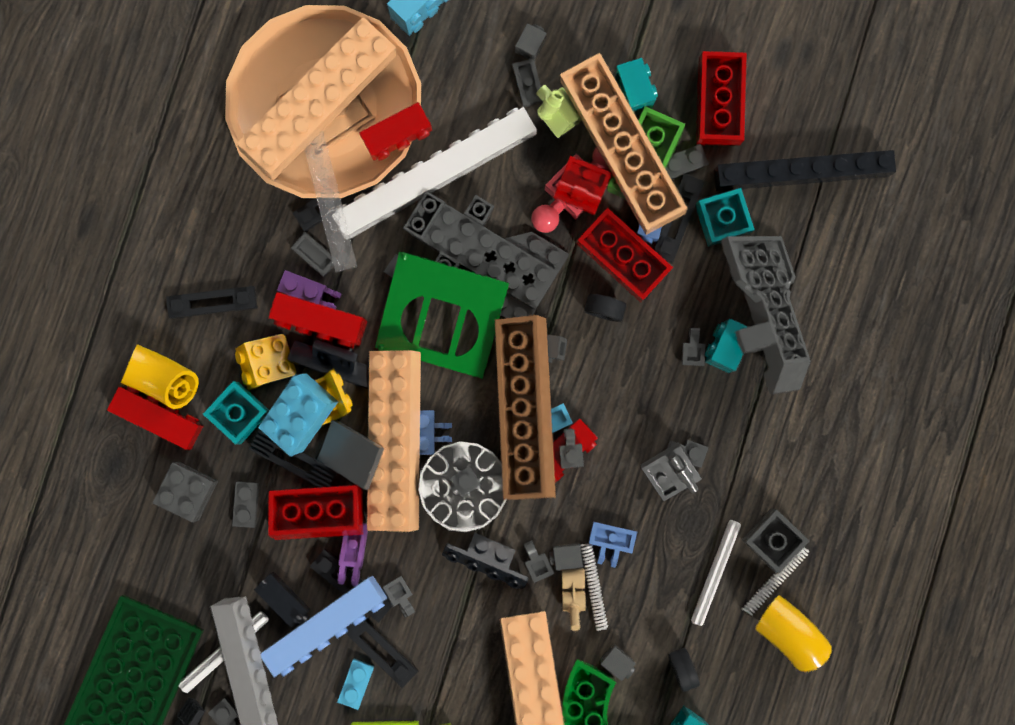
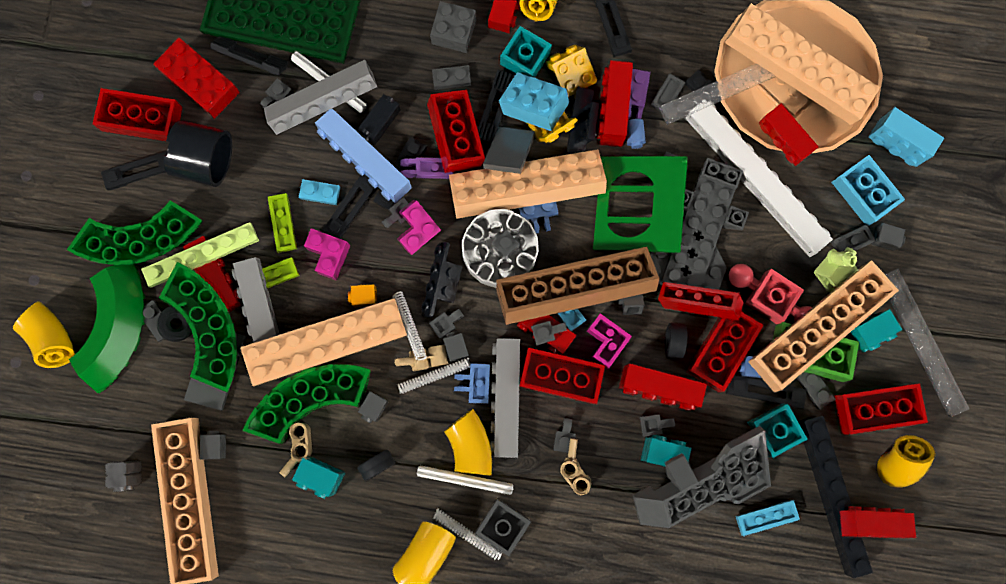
camera: 80 degrees right, 5 degrees down
(356, 302) = (635, 133): none -> medium blue brick
(423, 573) = (421, 228): none -> dark pink brick
(428, 681) = (332, 252): none -> dark pink brick
(474, 53) = (868, 191): none -> medium azure brick
(489, 653) = (363, 295): none -> light orange brick
(534, 604) = (408, 327): none -> white piece
(567, 271) = (701, 300): none -> red brick
(582, 185) = (778, 298): red plate -> none
(594, 378) = (612, 339): none -> dark pink brick
(622, 443) = (562, 376): none -> red brick
(634, 509) = (506, 398): none -> light grey brick
(654, 334) = (662, 386): none -> red brick
(656, 32) = (926, 347): none -> clear plate
(671, 472) = (545, 423): dark grey plate -> none
(680, 561) = (470, 445): none -> yellow brick
(735, 452) = (579, 474): none -> tan beam
(783, 86) = (906, 461): none -> yellow brick
(815, 247) = (767, 517): none -> medium azure plate
(844, 133) = (877, 523): none -> red brick

